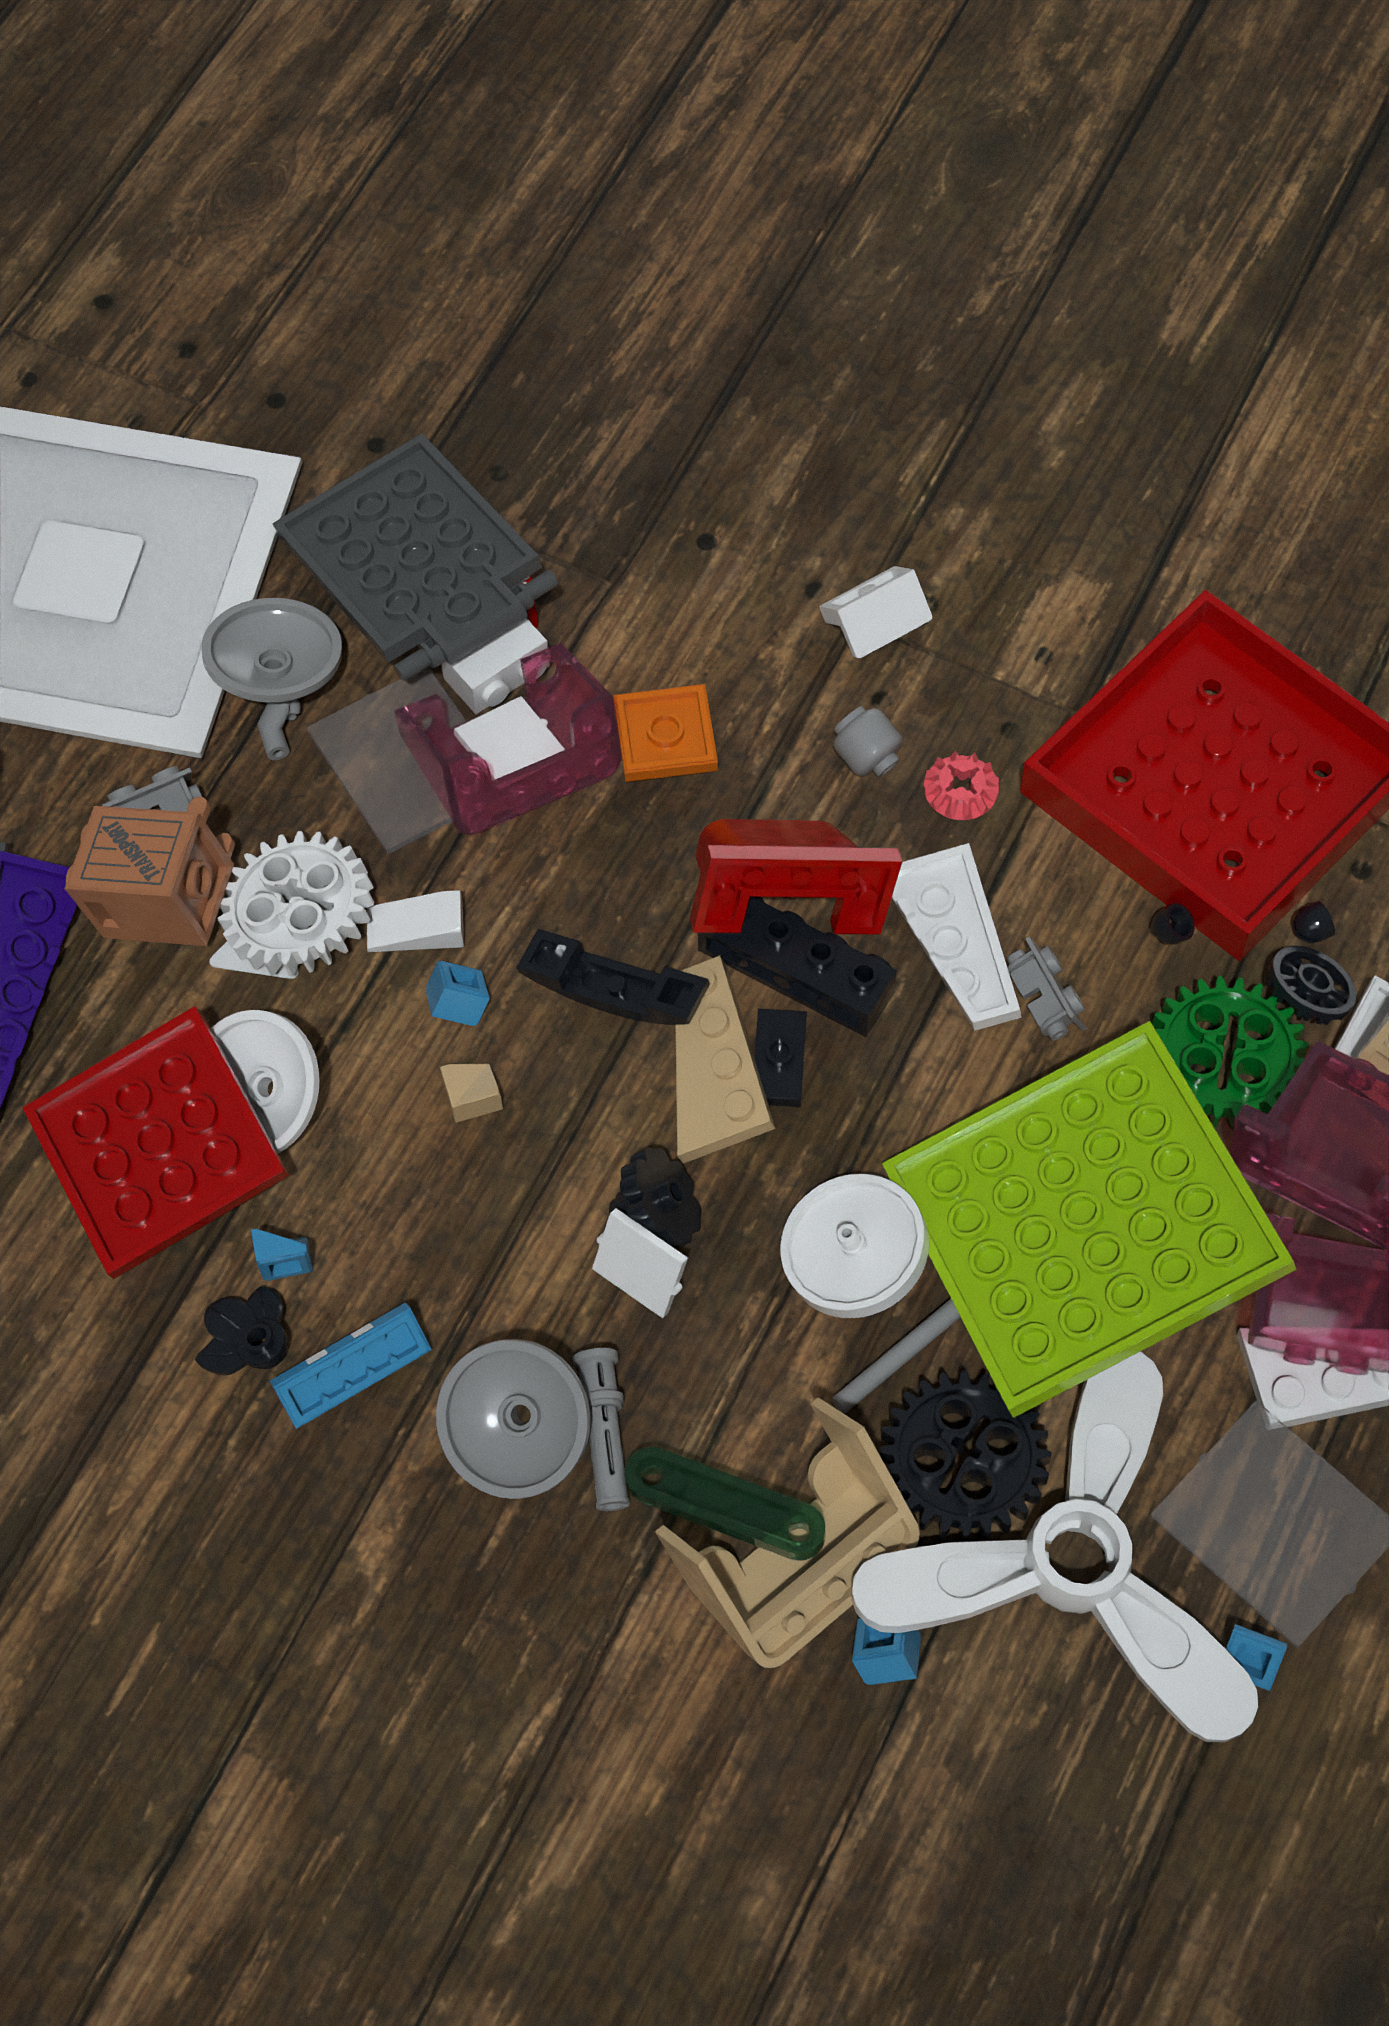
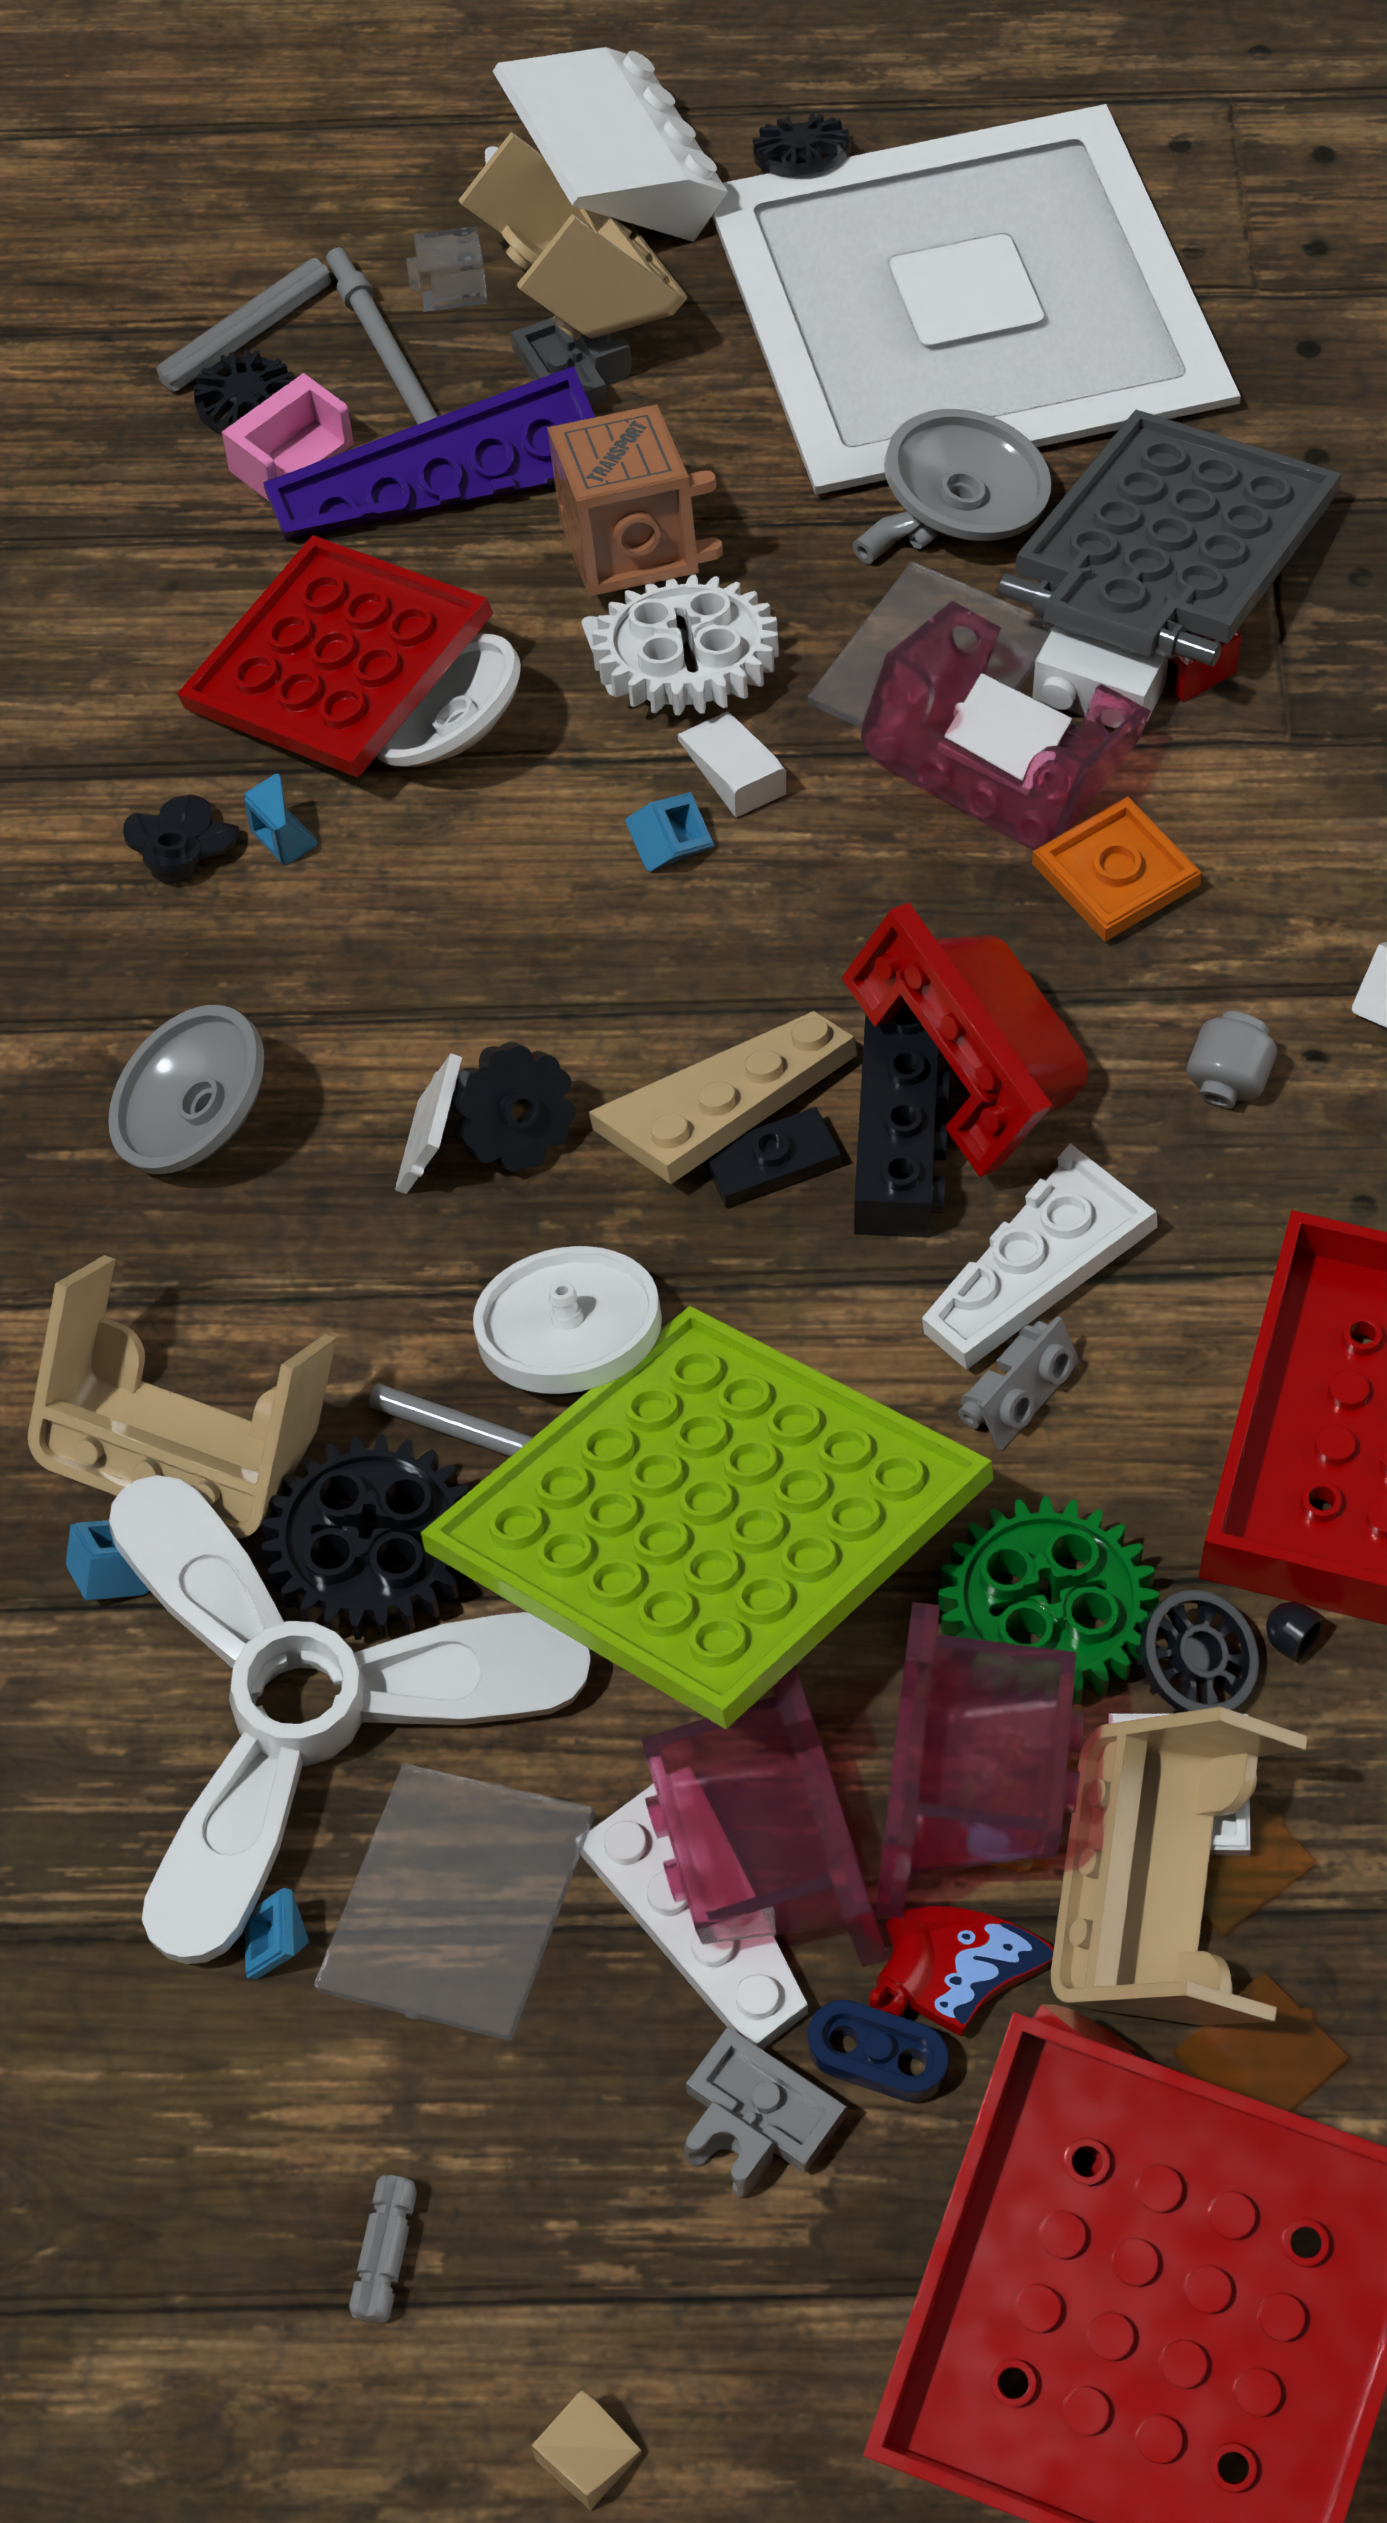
camera: 65 degrees right, 5 degrees down
(167, 791) = (751, 483): light grey hinge -> none
(350, 1365) = (185, 935): dark azure plate -> none
(470, 1090) = (559, 893): tan slope -> none
(604, 1401) = (256, 1170): light grey pin -> none
(609, 984) = (763, 949): black slope -> none
(725, 1503) = (196, 1332): clear green plate -> none
(959, 802) = (1261, 1201): coral gear -> none
(1176, 932) = (1187, 1488): black hinge -> none

